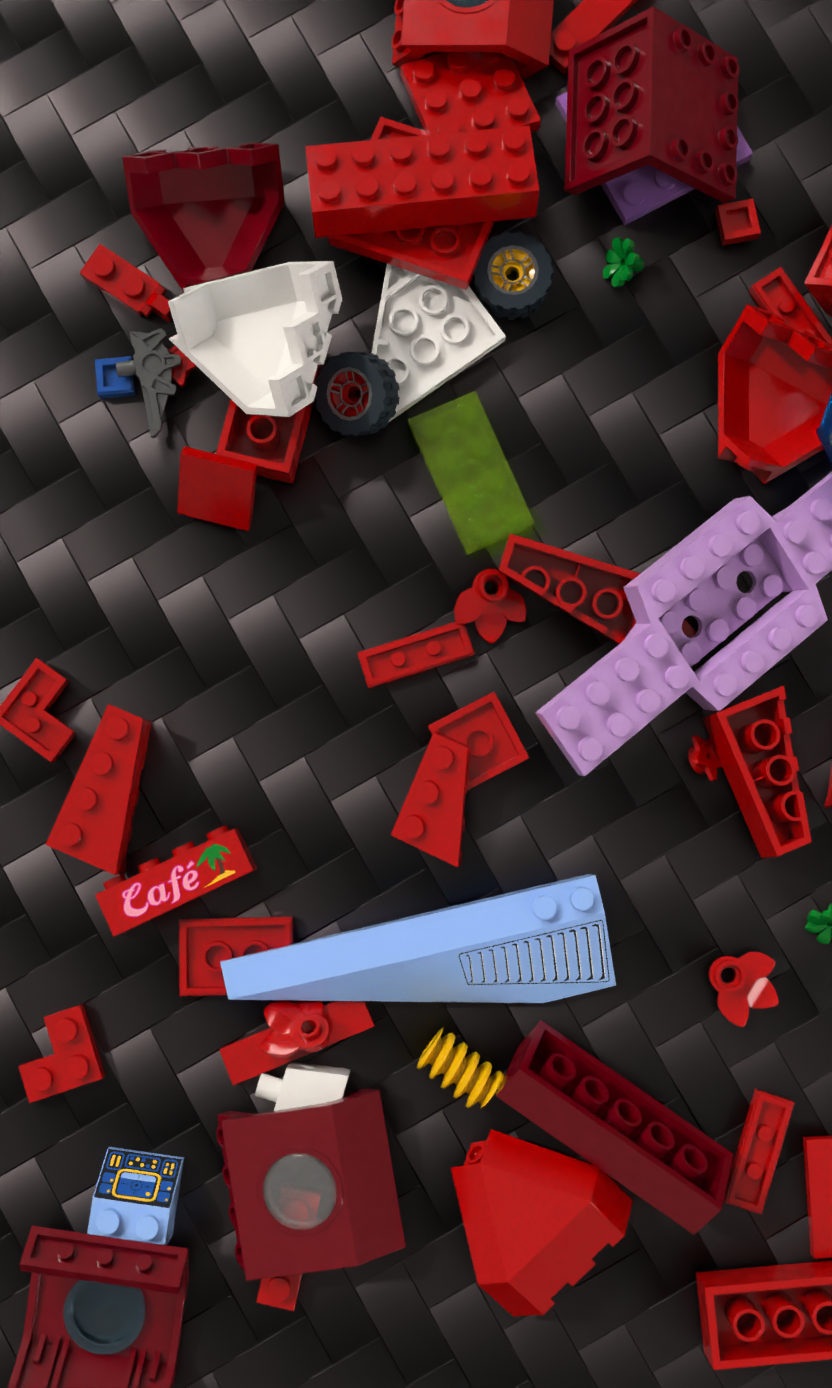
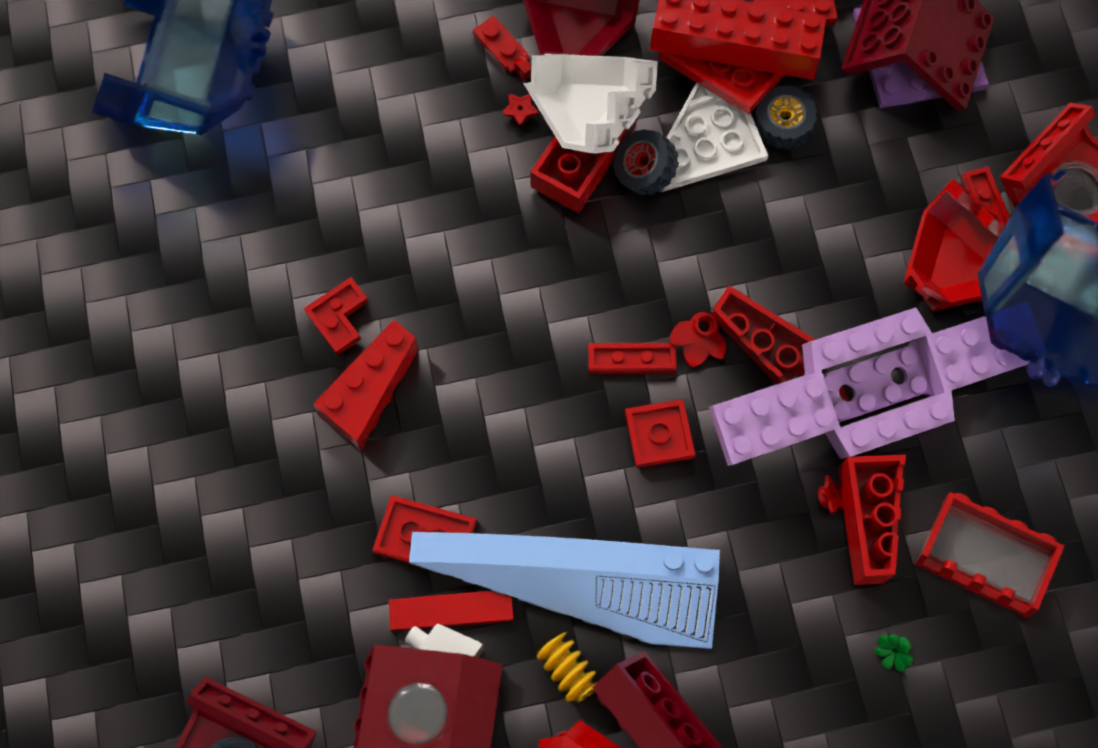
camera: 15 degrees right, 15 degrees down
(73, 1060) = (272, 577): red plate -> none
(109, 383) = (473, 106): blue tile -> none
(136, 1196) = (289, 687): slope -> none
(154, 370) = (504, 106): dark grey piece -> none
(175, 881) = (398, 464): red brick -> none
(216, 488) = (522, 197): red tile -> none
(290, 1023) = (453, 597): red plate -> none
(436, 801) = (613, 465): red wing -> none
(470, 472) = (713, 242): clear neon green plate -> none
(622, 262) = (870, 130): green plant -> none
(737, 222) = (964, 126): red plate -> none
(746, 988) = (816, 681): red plate -> none

